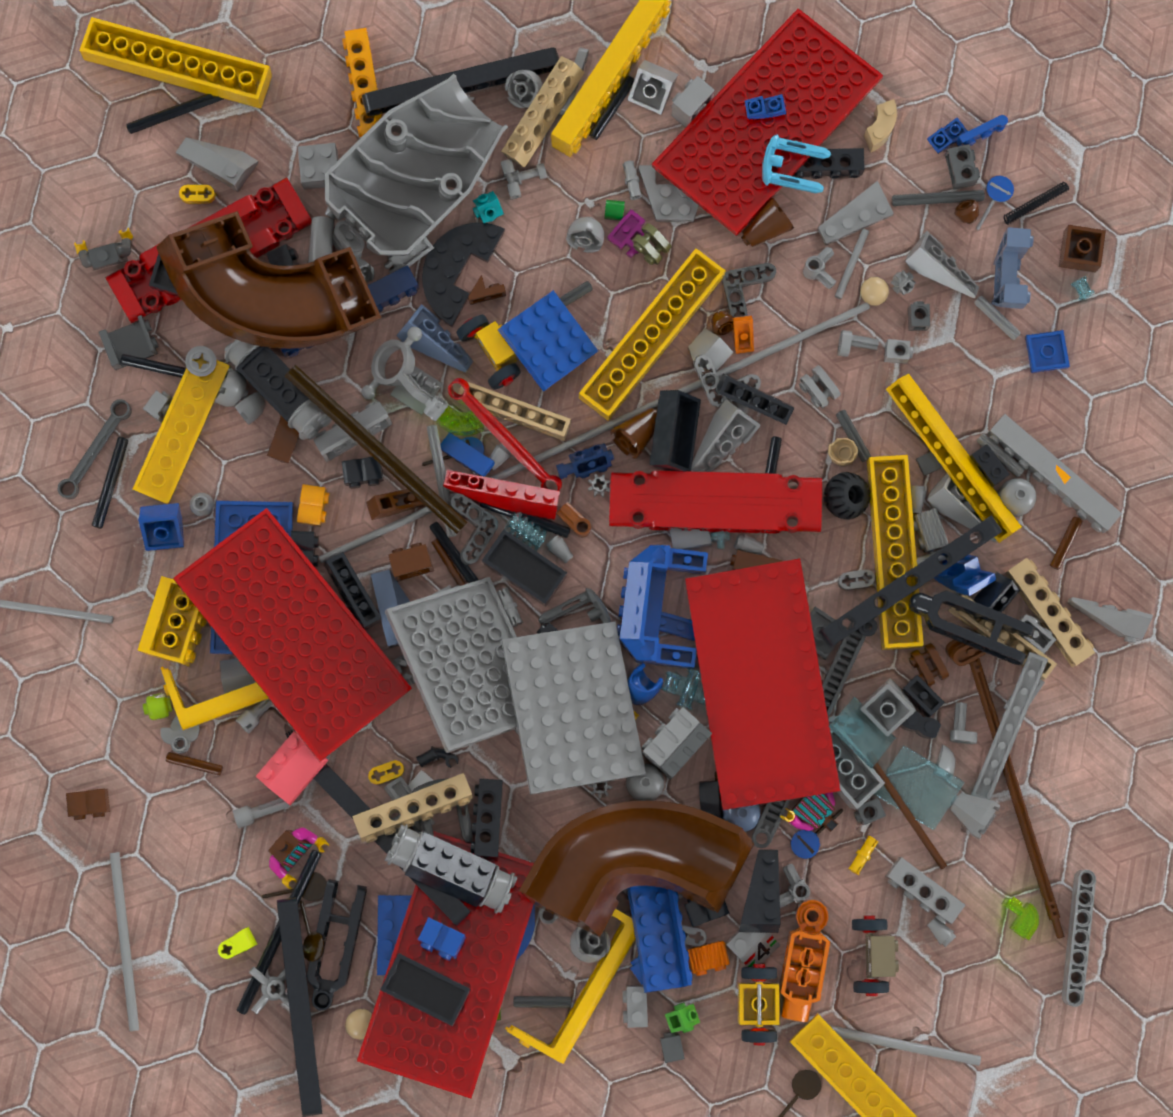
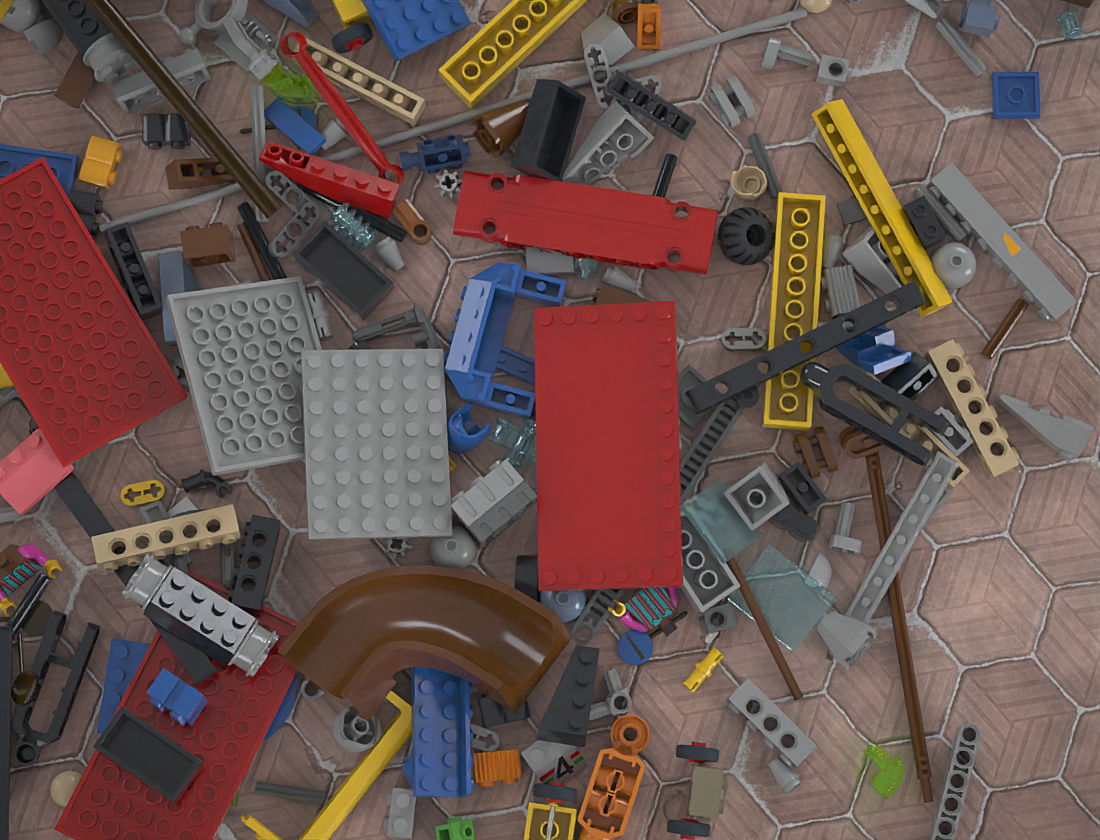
camera: 10 degrees right, 0 degrees up
(919, 324) = (861, 41): dark grey brick -> none

